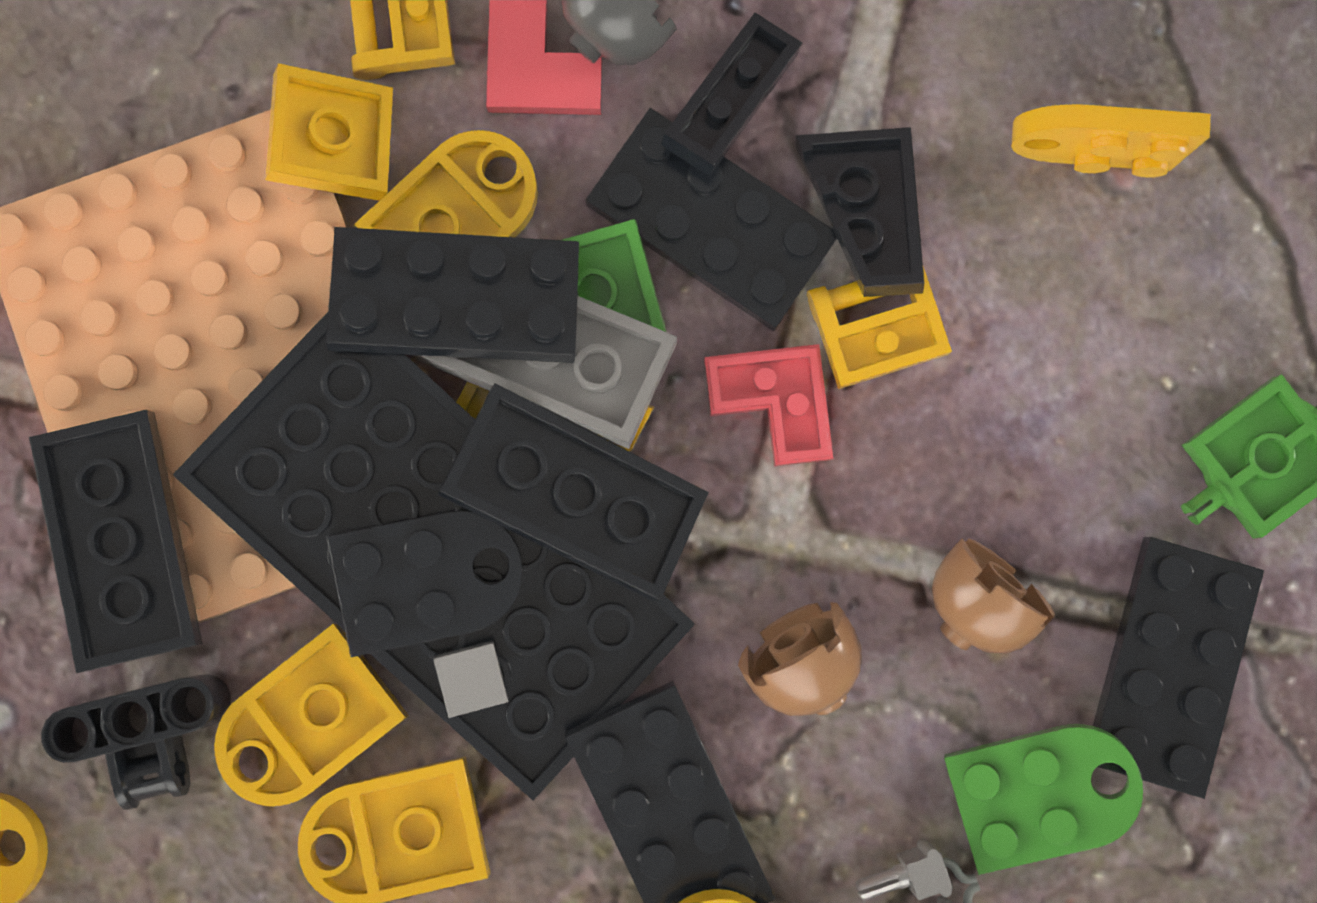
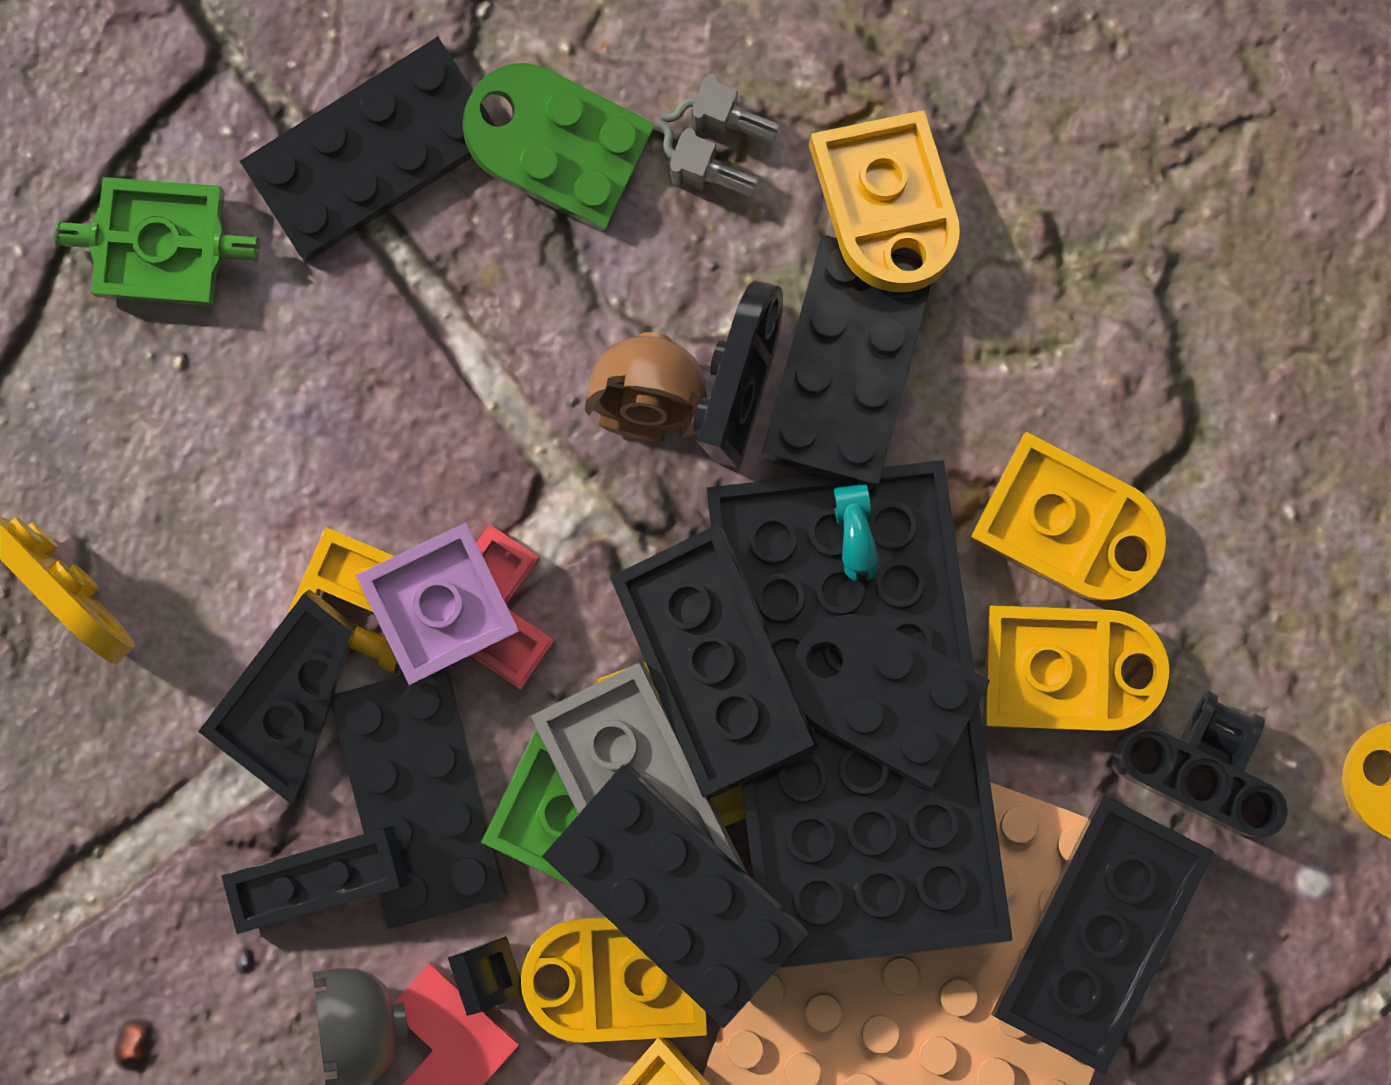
camera: 135 degrees left, 0 degrees up
(470, 679) = (912, 588): light grey tile -> none
(539, 677) = (859, 545): none -> teal arm
(550, 133) = (486, 975): none -> black plate
(744, 734) = (741, 375): none -> black plate
(820, 362) = (437, 603): none -> lavender plate
(985, 601) = (471, 315): medium nougat cylinder -> none

